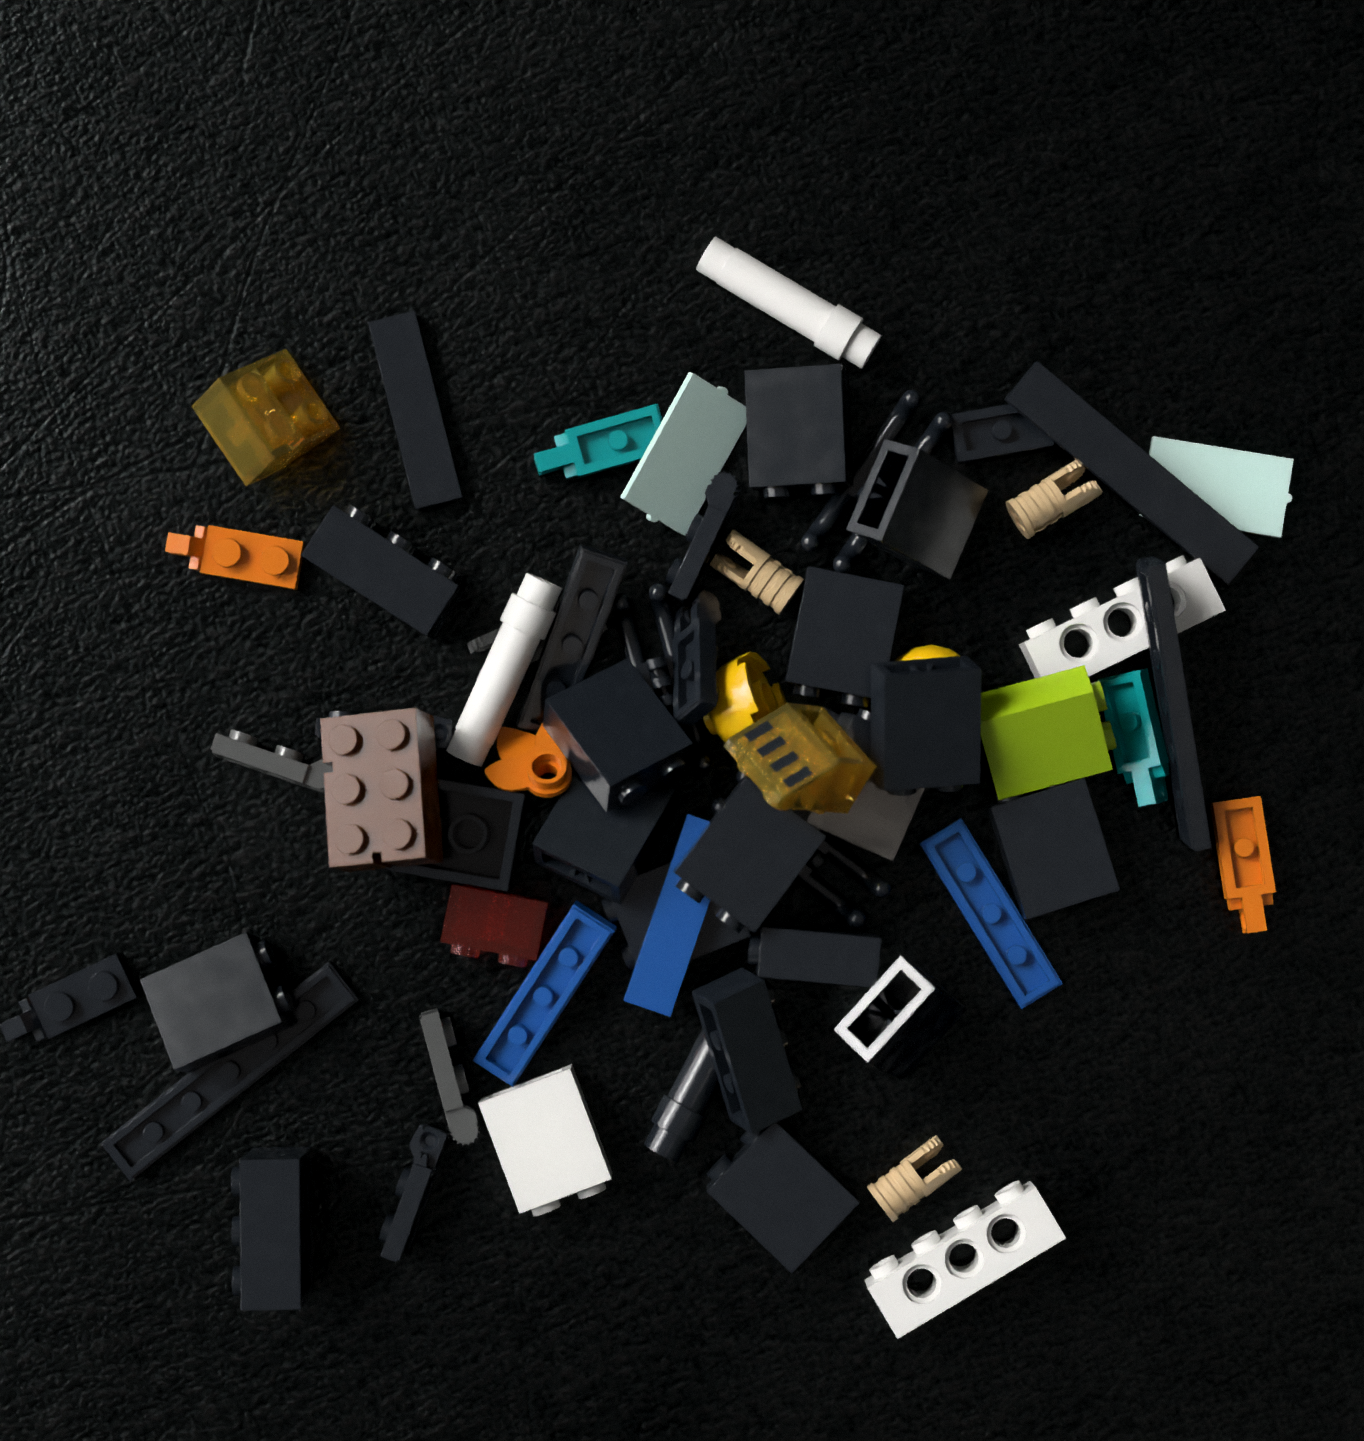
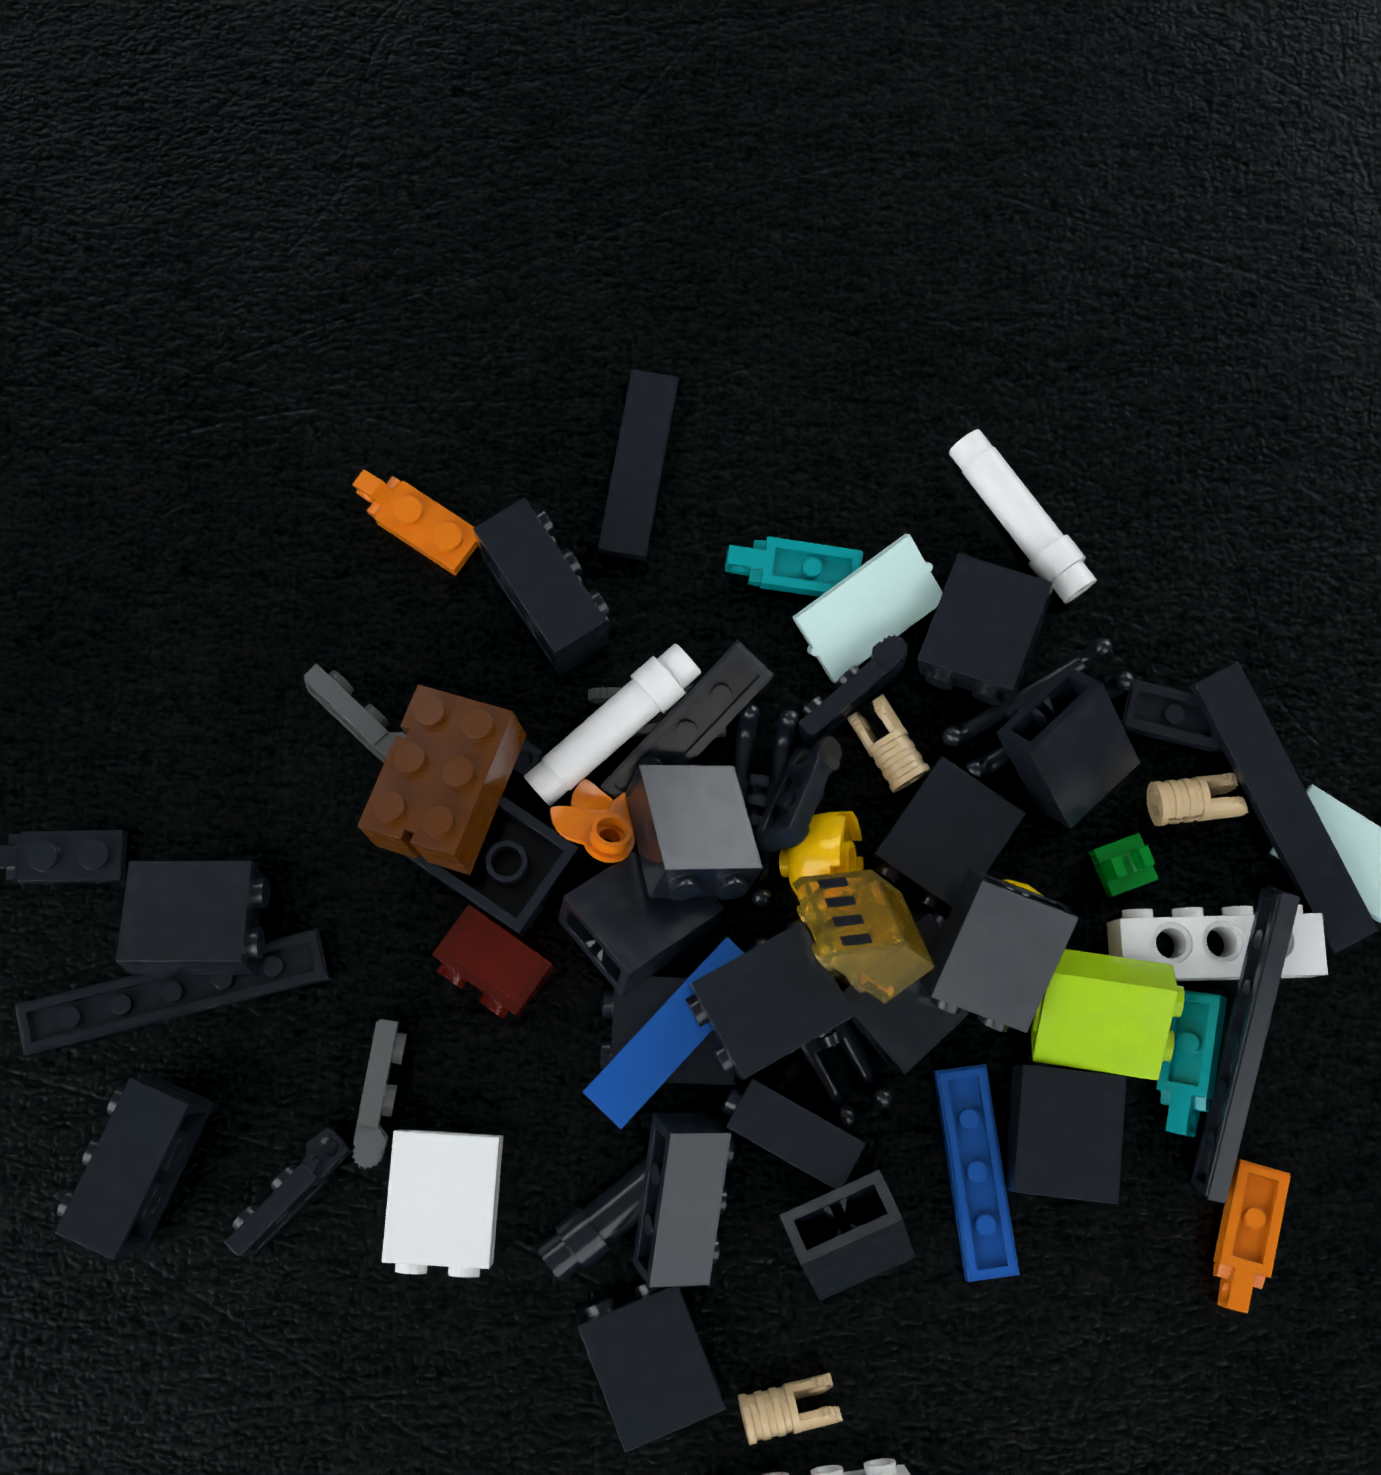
camera: 15 degrees right, 10 degrees down
(264, 416) = (499, 407): clear yellow slope -> none
(544, 993) = (508, 1052): blue tile -> none
(1012, 587) = (1124, 865): none -> green tile

